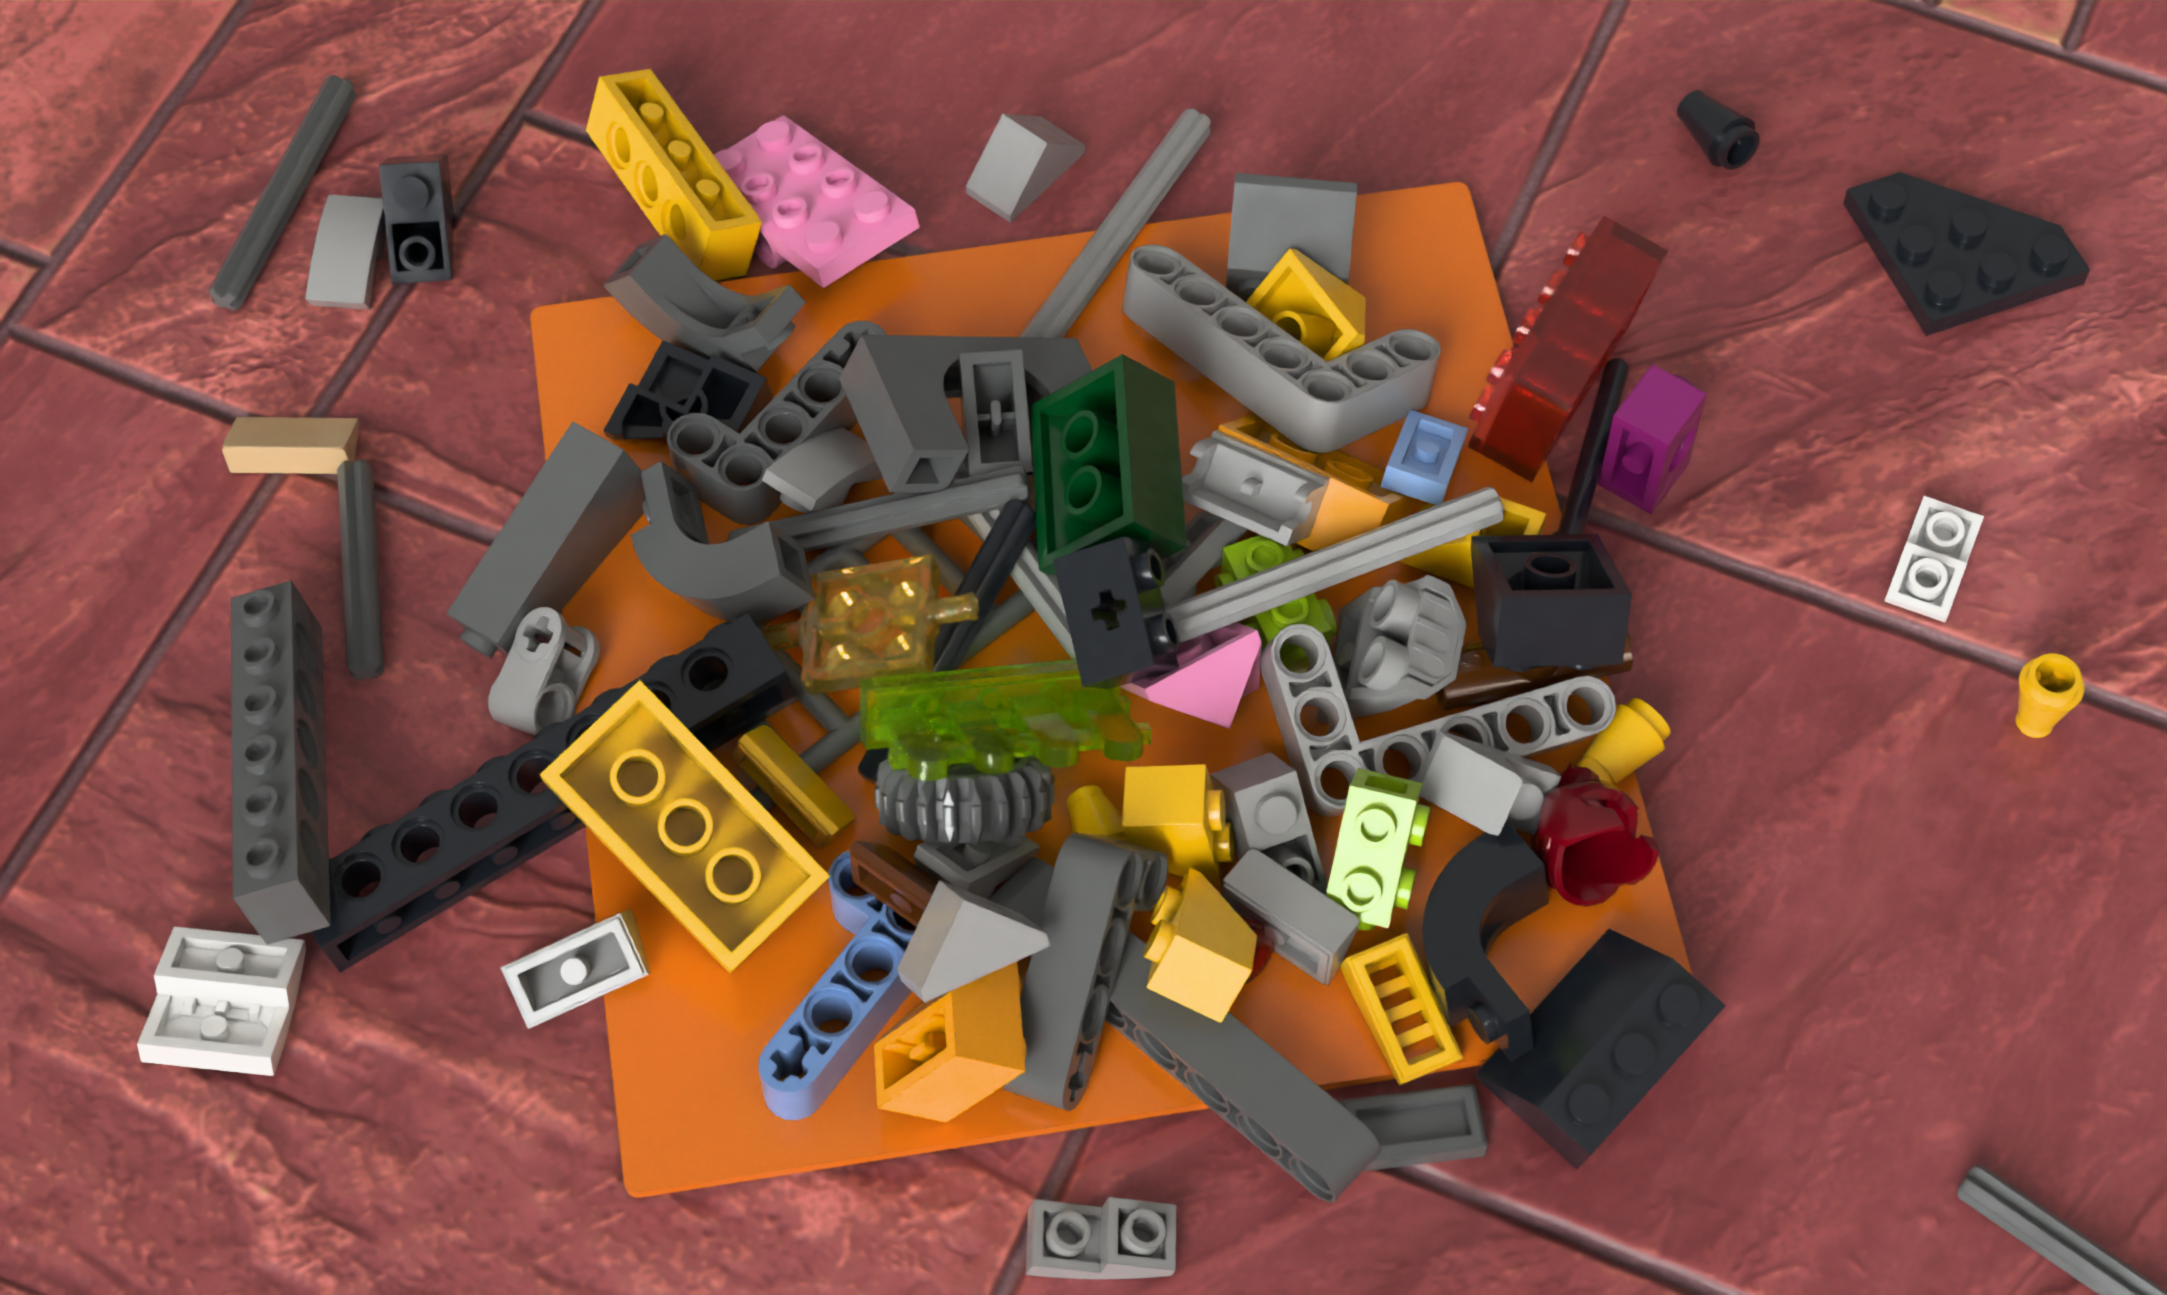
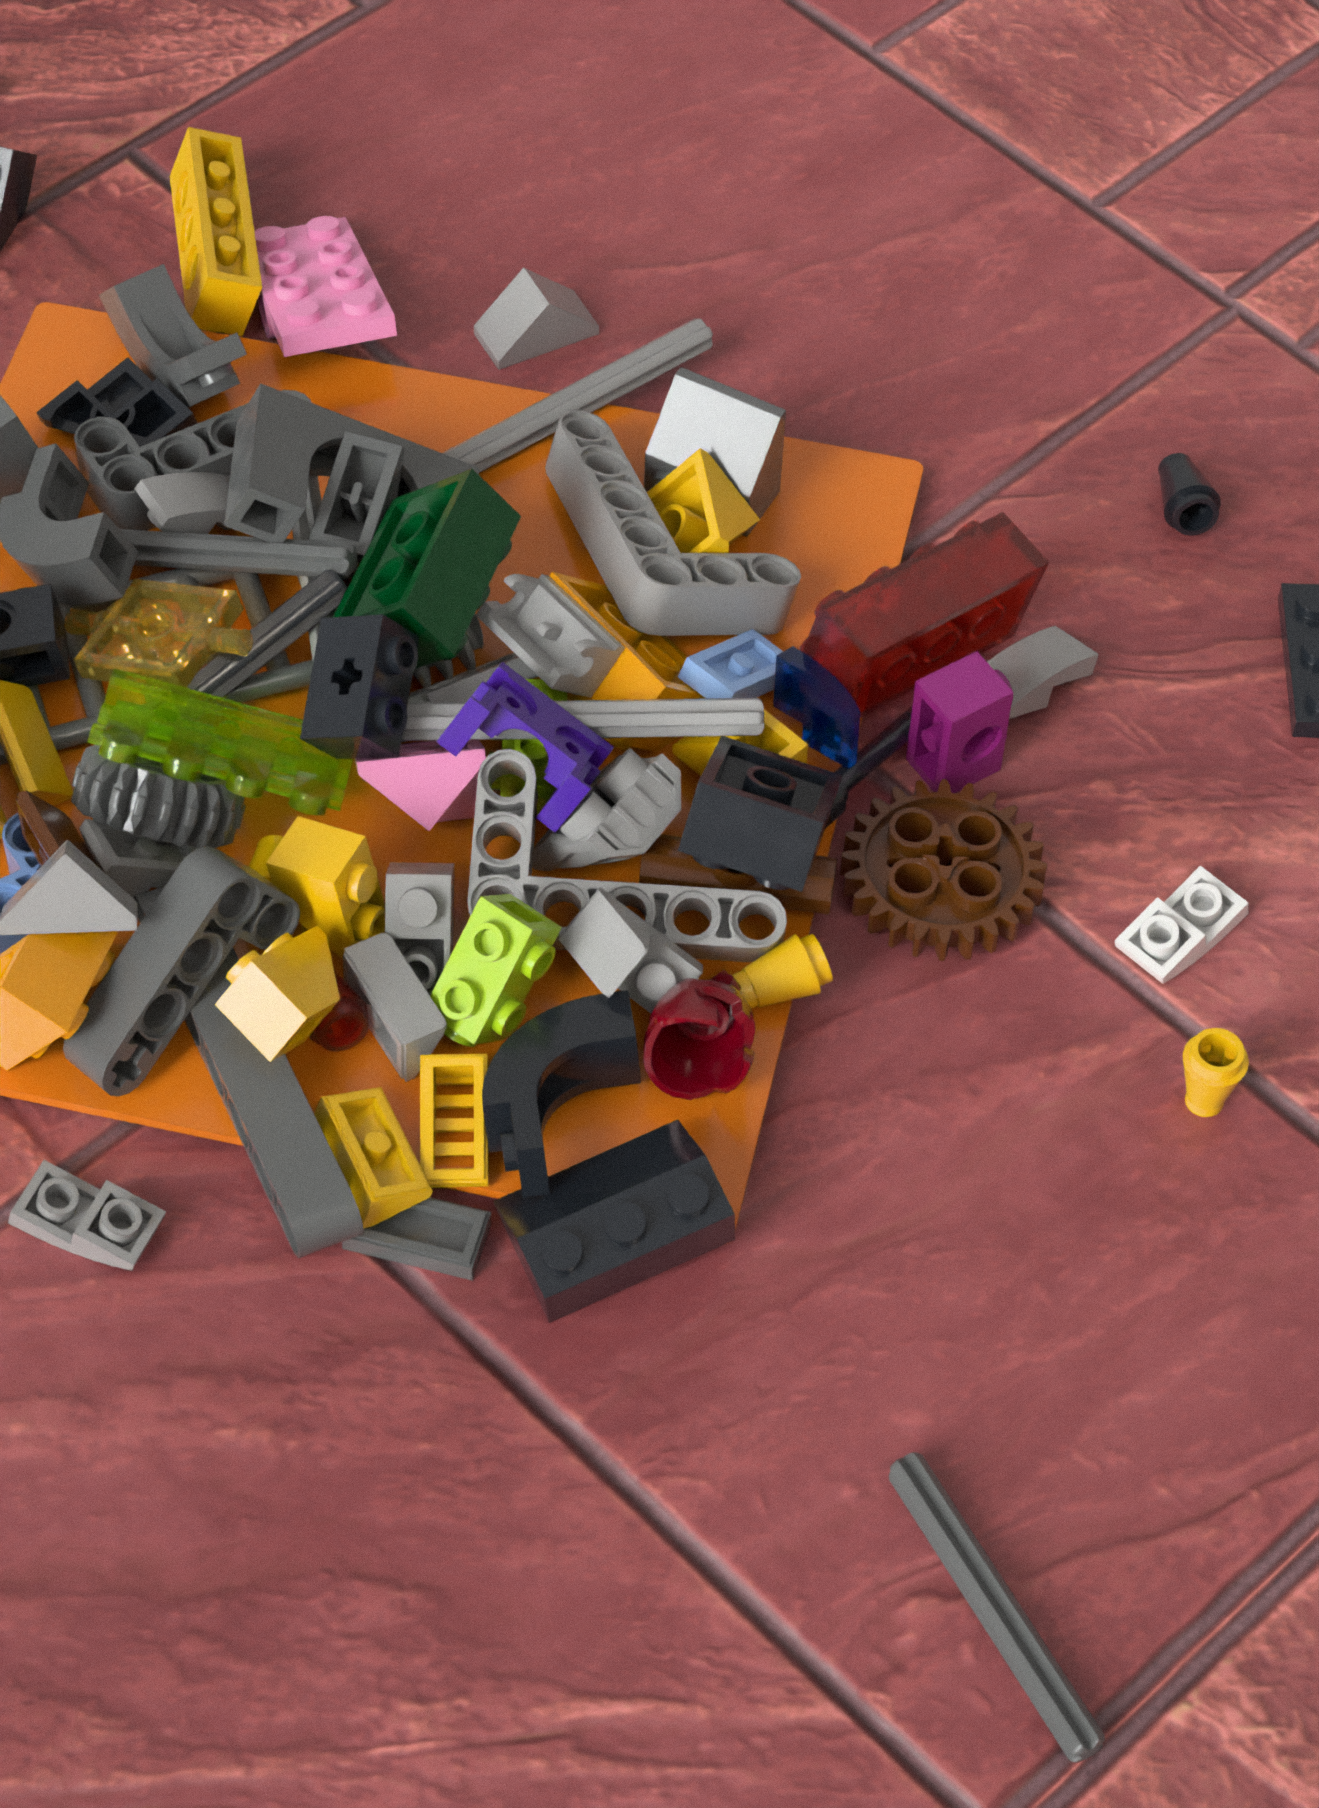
camera: 20 degrees right, 5 degrees down
(1271, 581) = (514, 703): none -> dark purple piece
(1347, 1068) = (372, 1153): none -> yellow slope
(1517, 461) = (820, 703): none -> clear blue slope
(1679, 345) = (1039, 664): none -> light grey slope
(1704, 584) = (943, 853): none -> reddish brown gear

